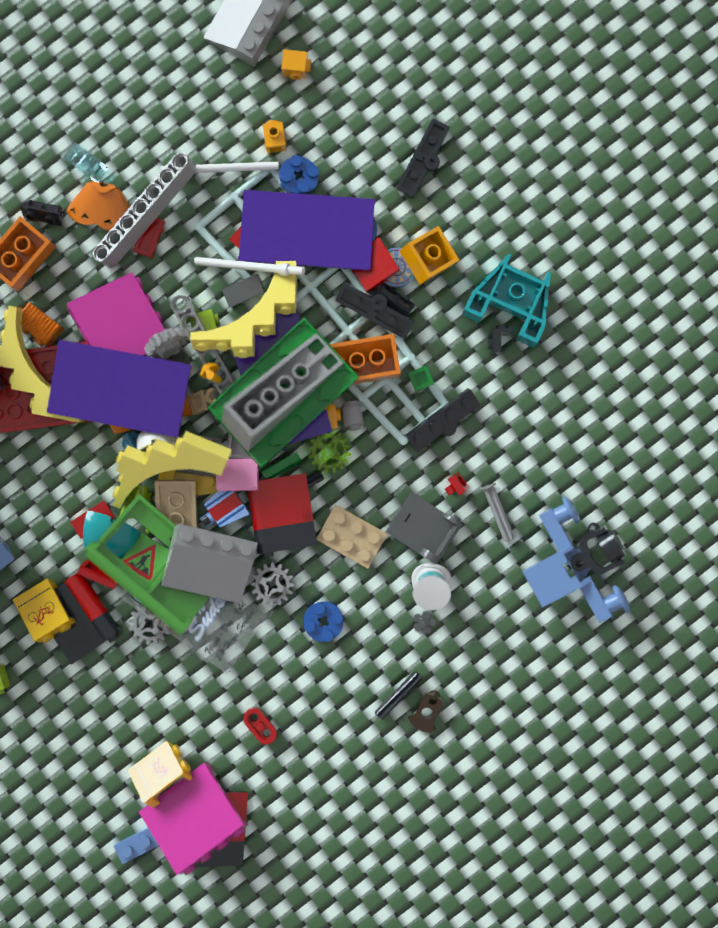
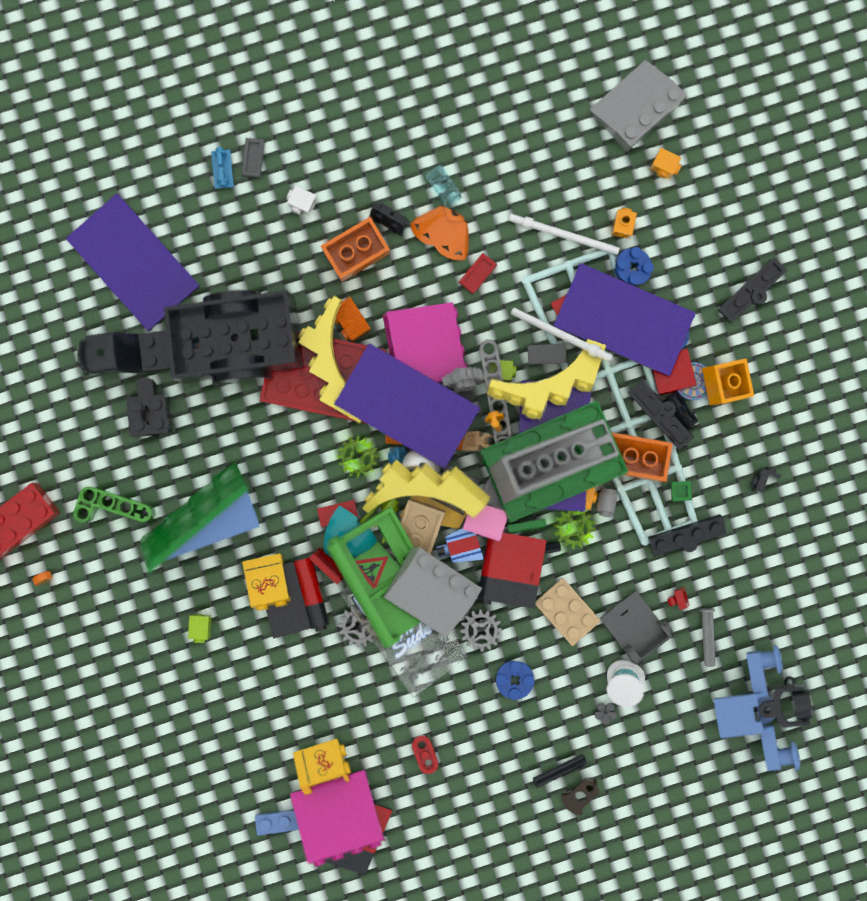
camera: 15 degrees right, 0 degrees up
(85, 462) = (349, 460): none -> clear neon green gear
(153, 202) = (493, 250): light grey beam -> none
(515, 294) = (794, 445): teal wedge -> none

